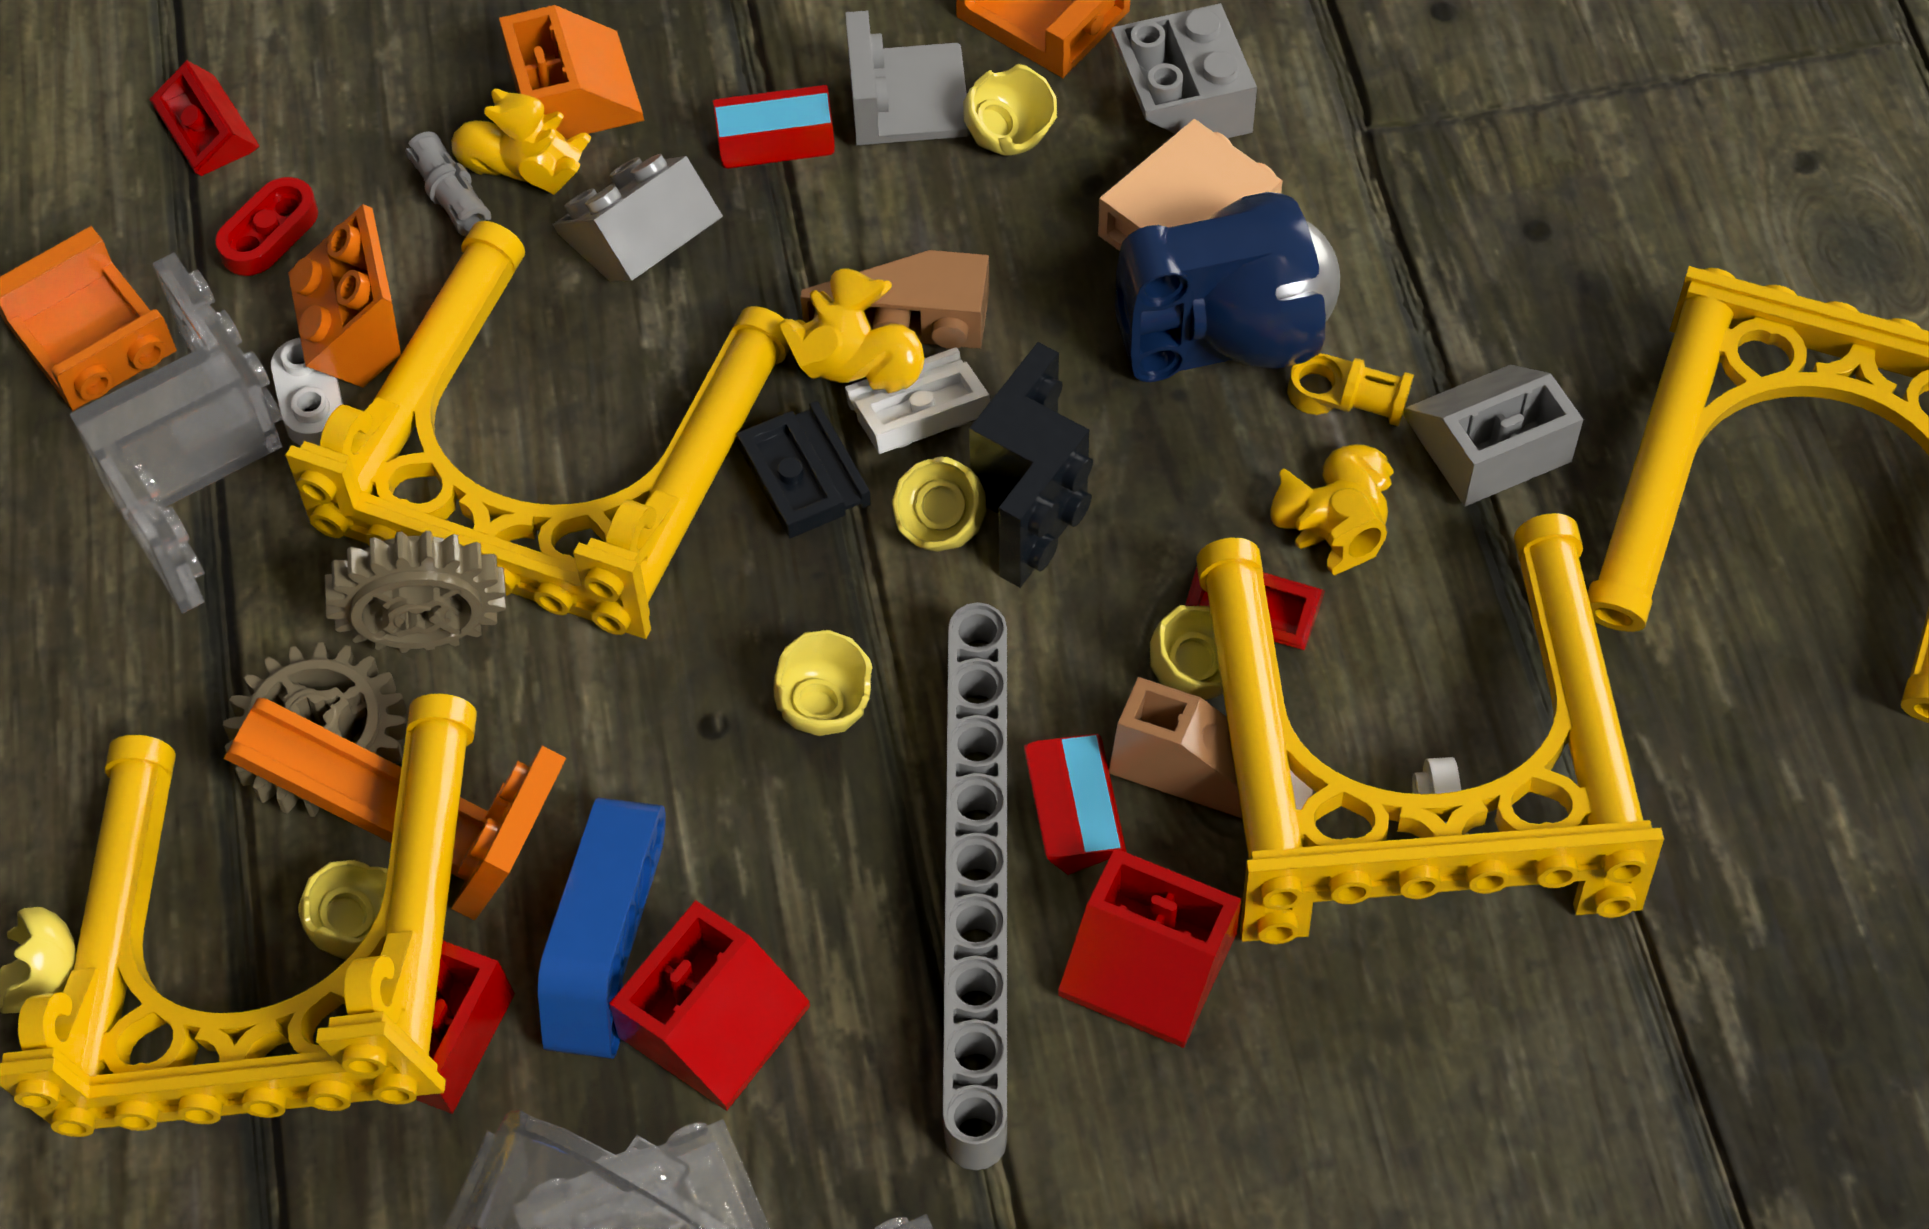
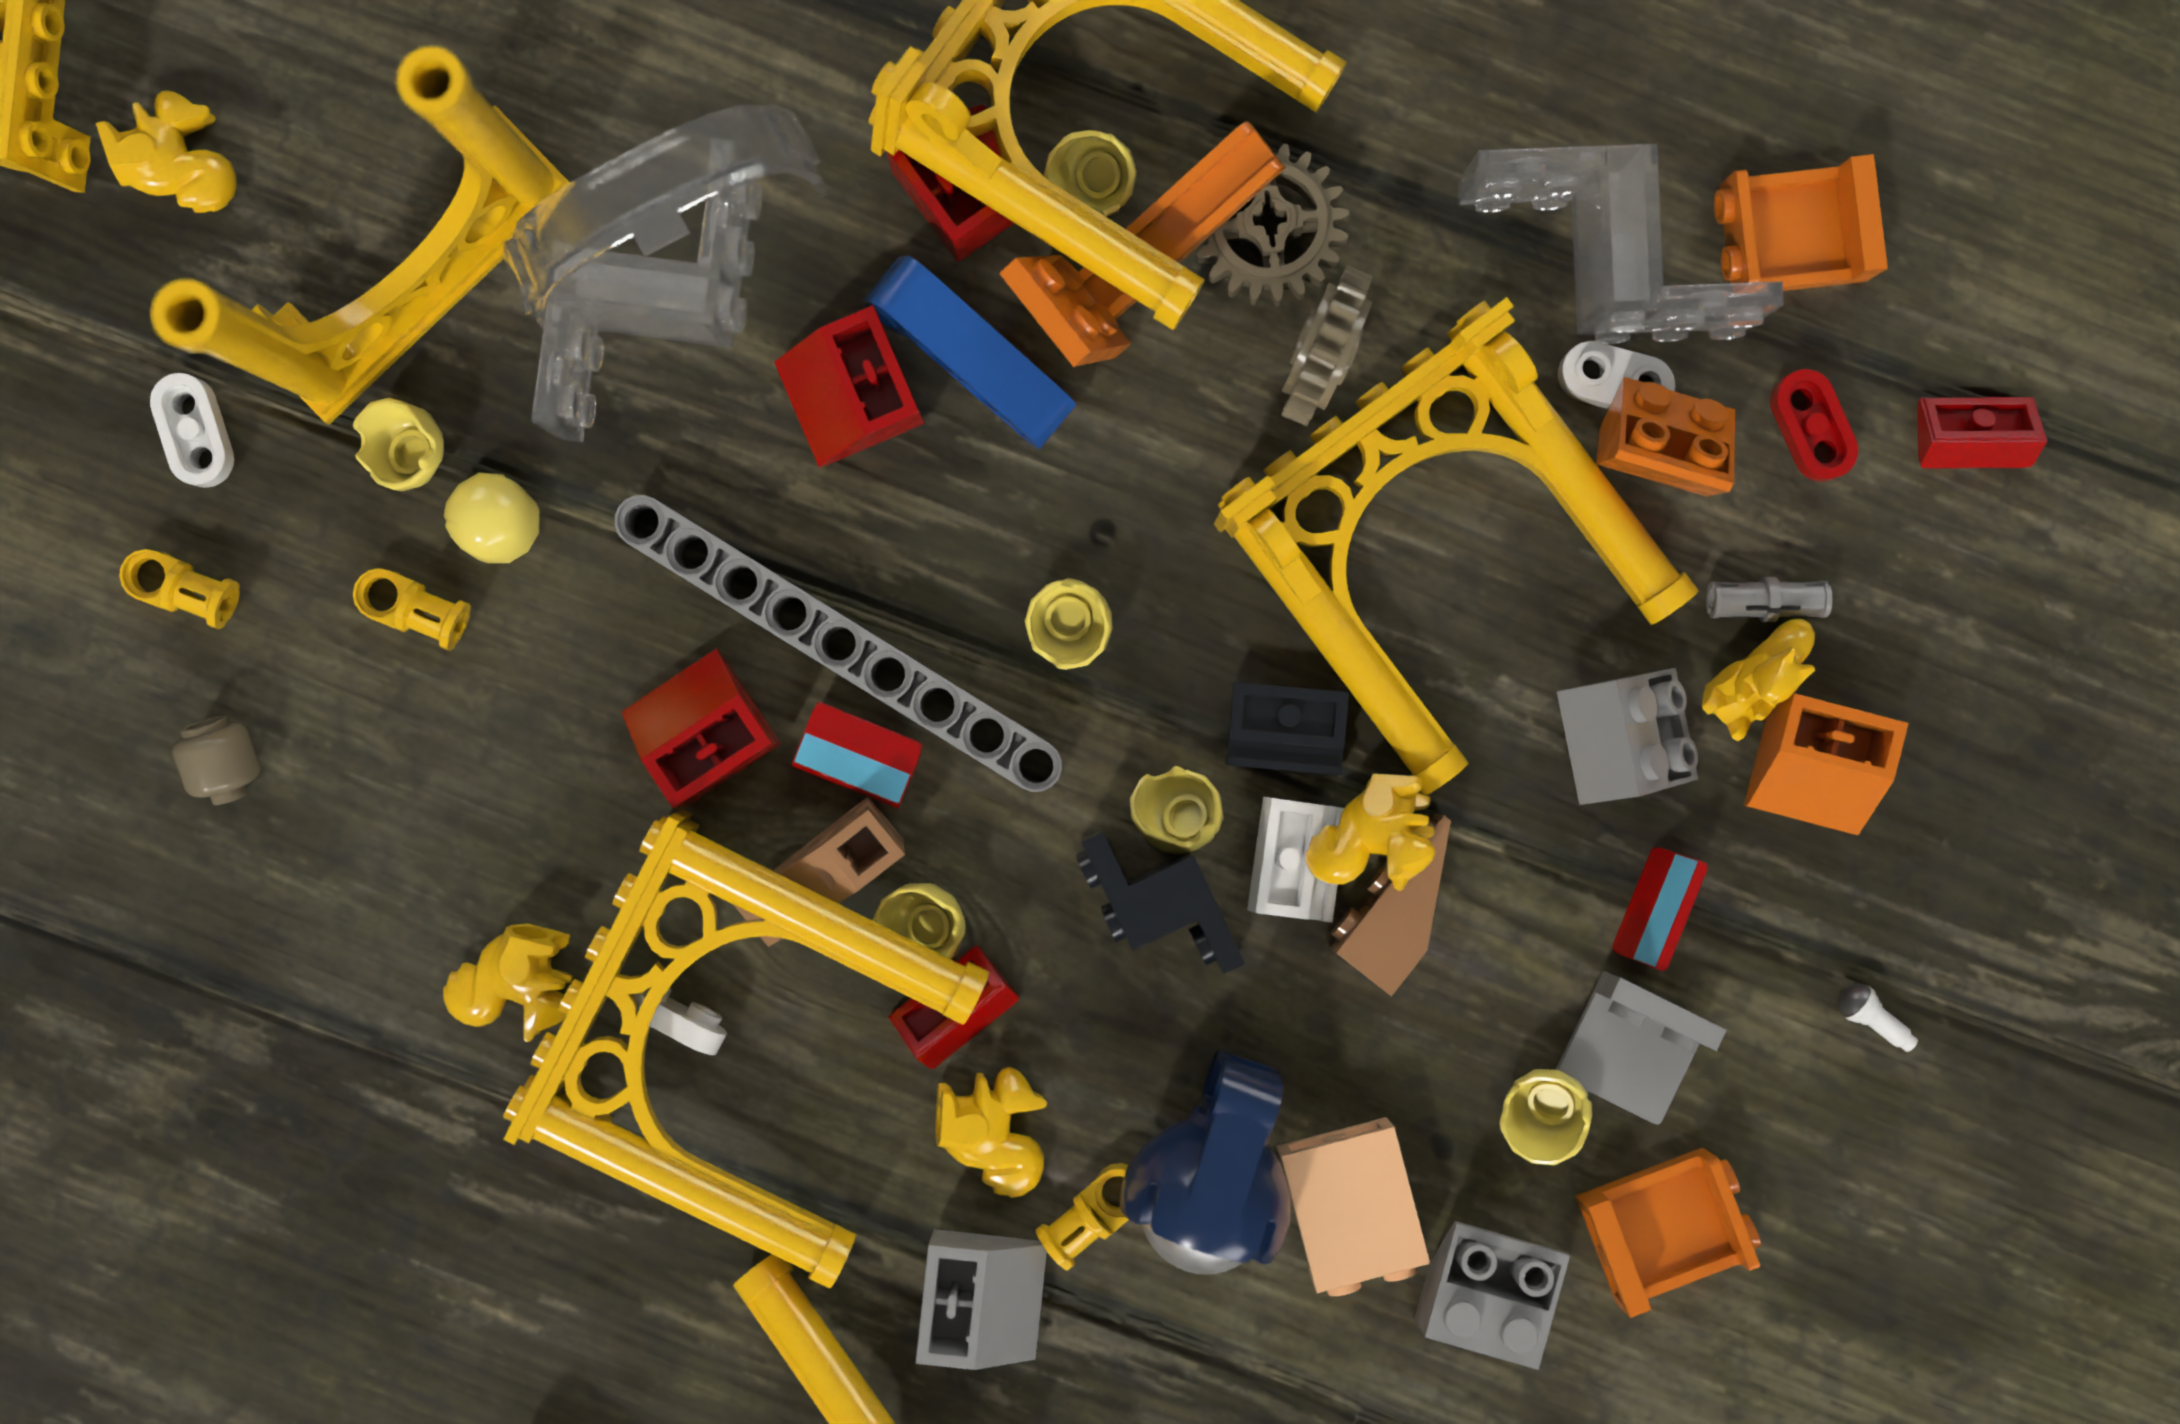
camera: 120 degrees right, 30 degrees up
(1511, 990) = (513, 969): none -> yellow animal

